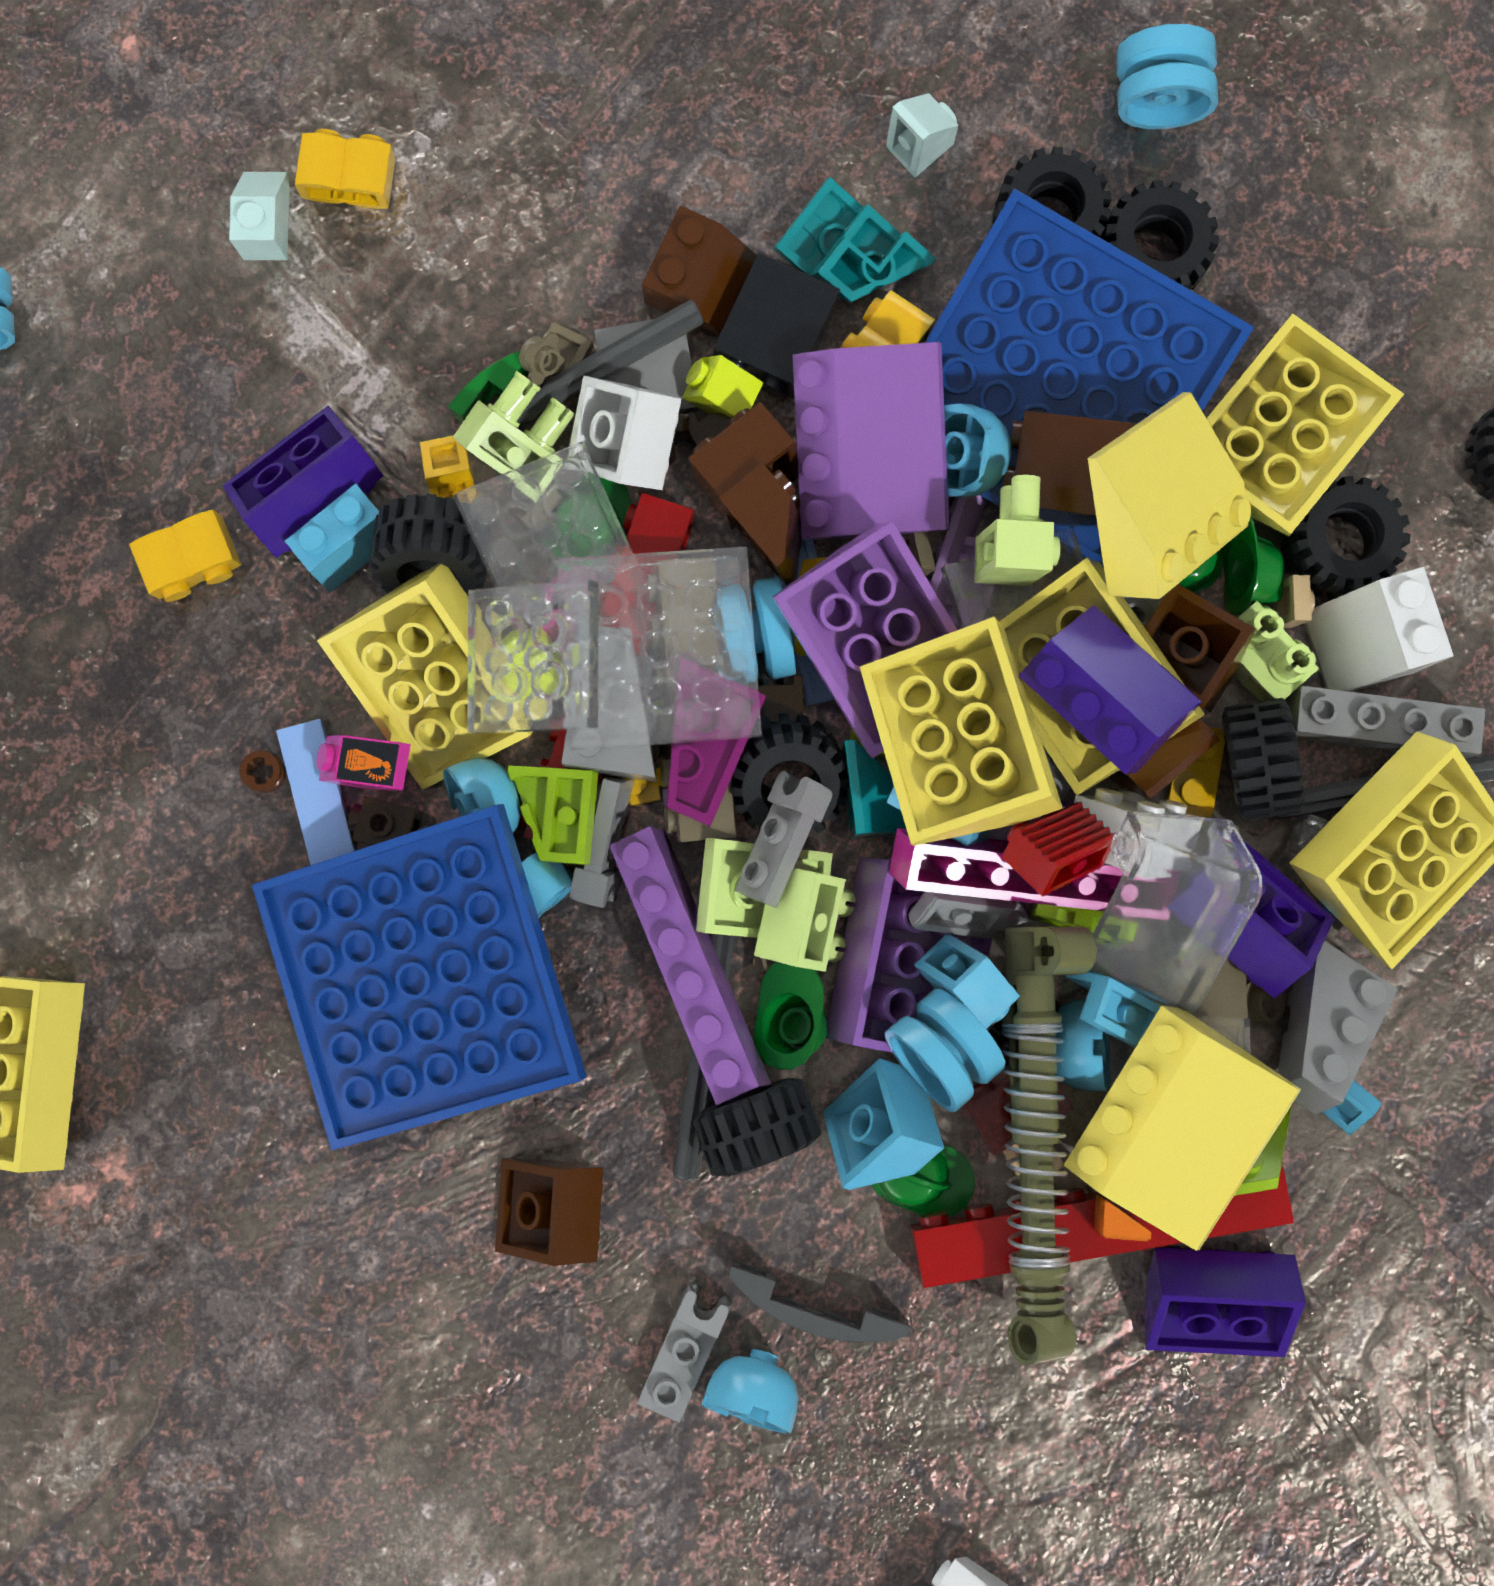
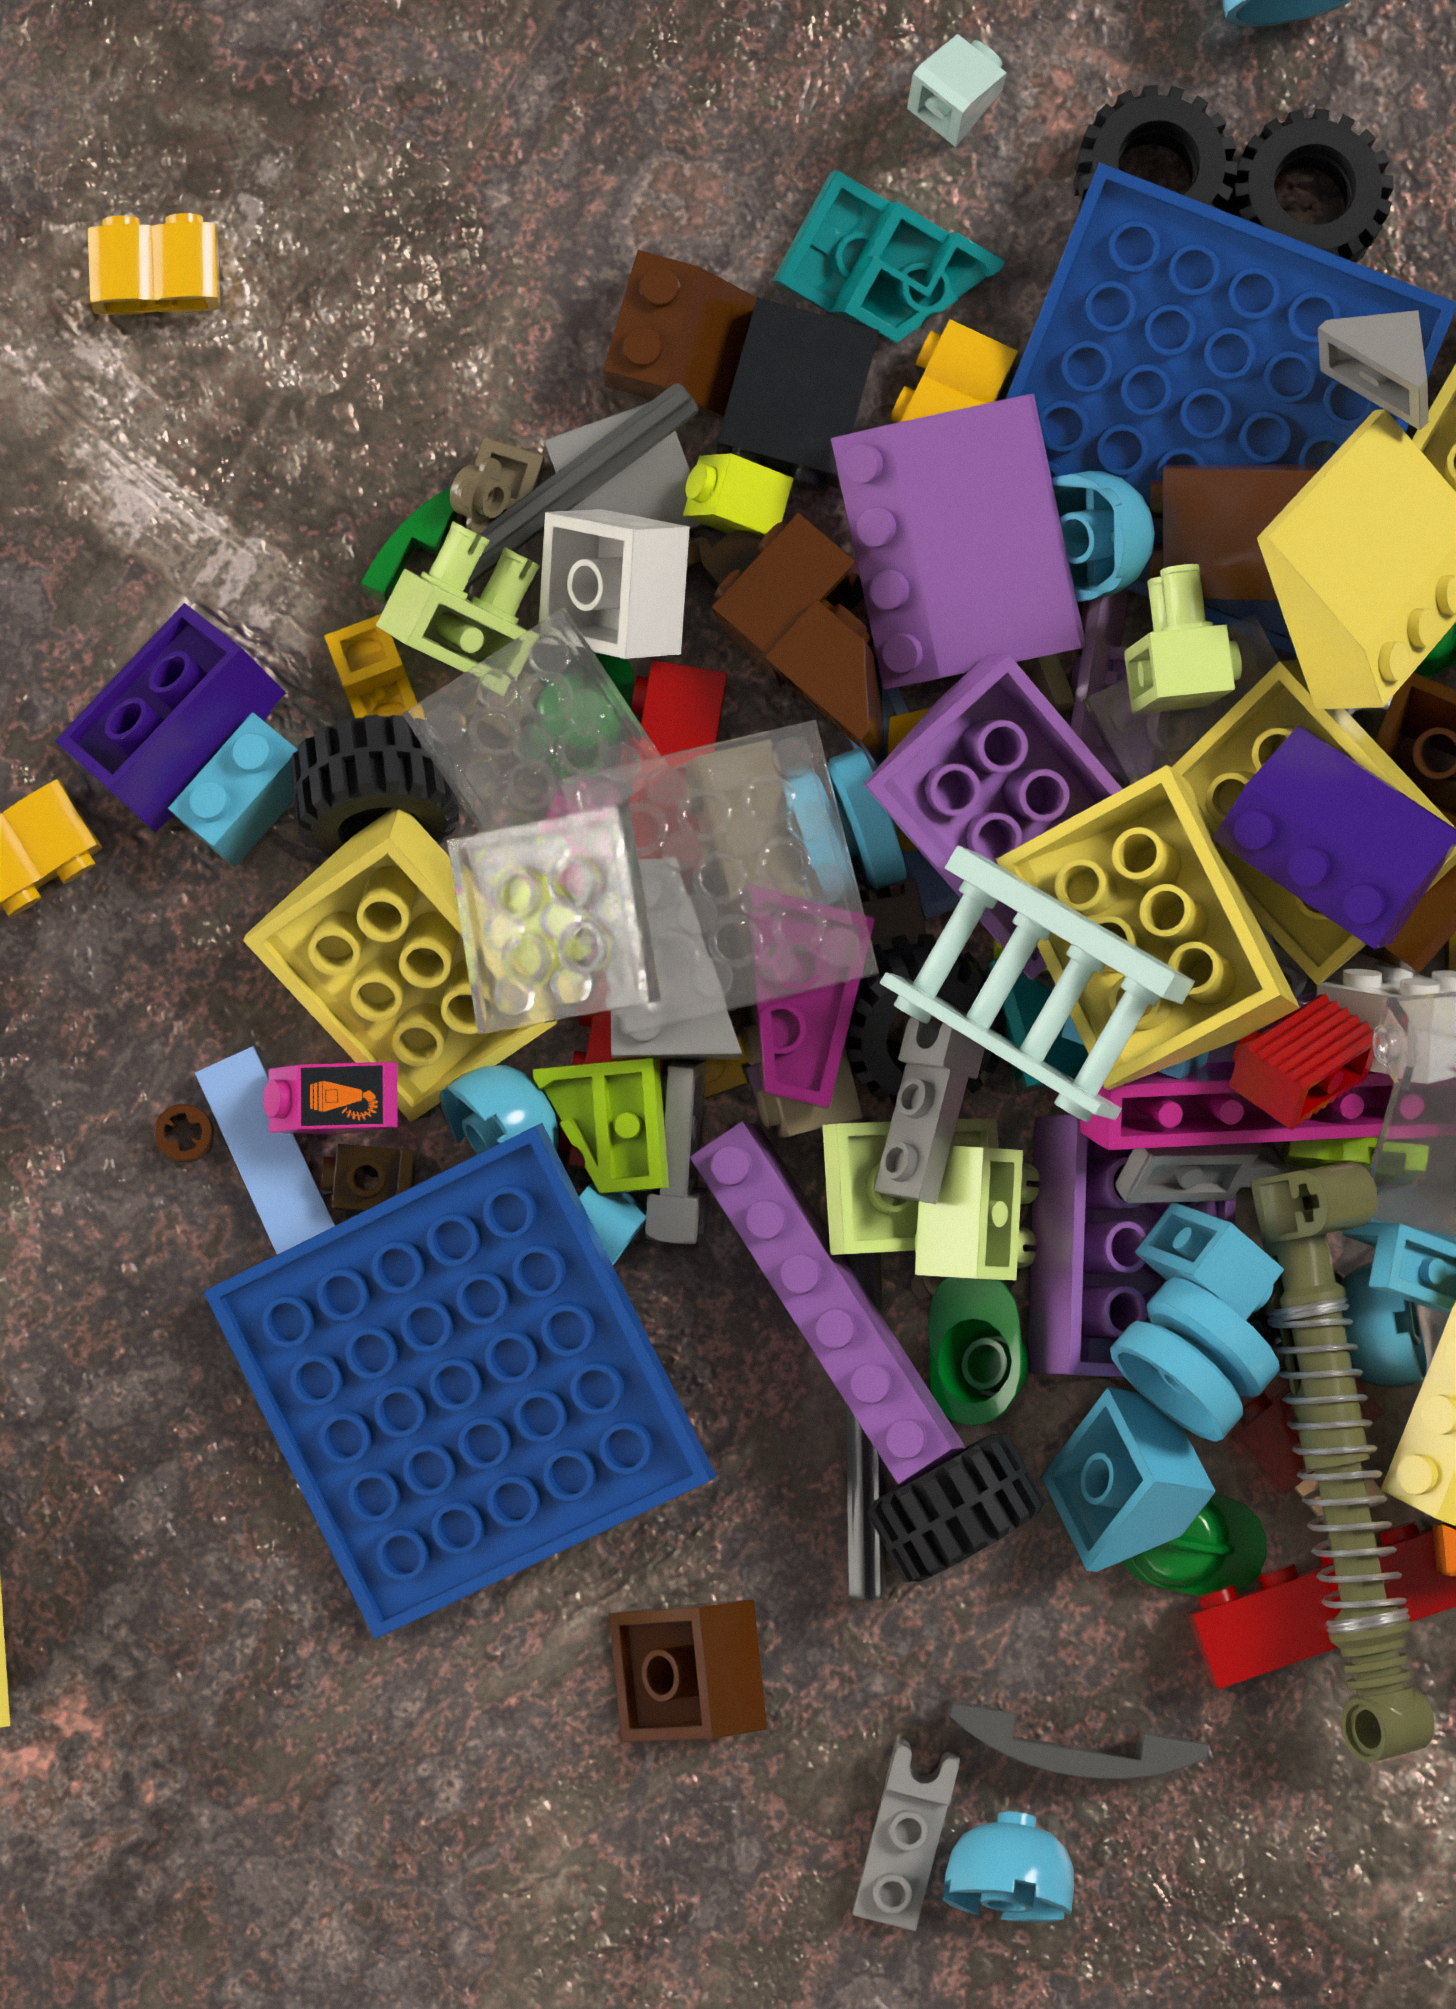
camera: 15 degrees left, 0 degrees up
(260, 216) = (45, 348): light aqua slope -> none
(915, 742) = (1089, 952): none -> light aqua fence
(1192, 357) = (1379, 360): none -> light grey slope

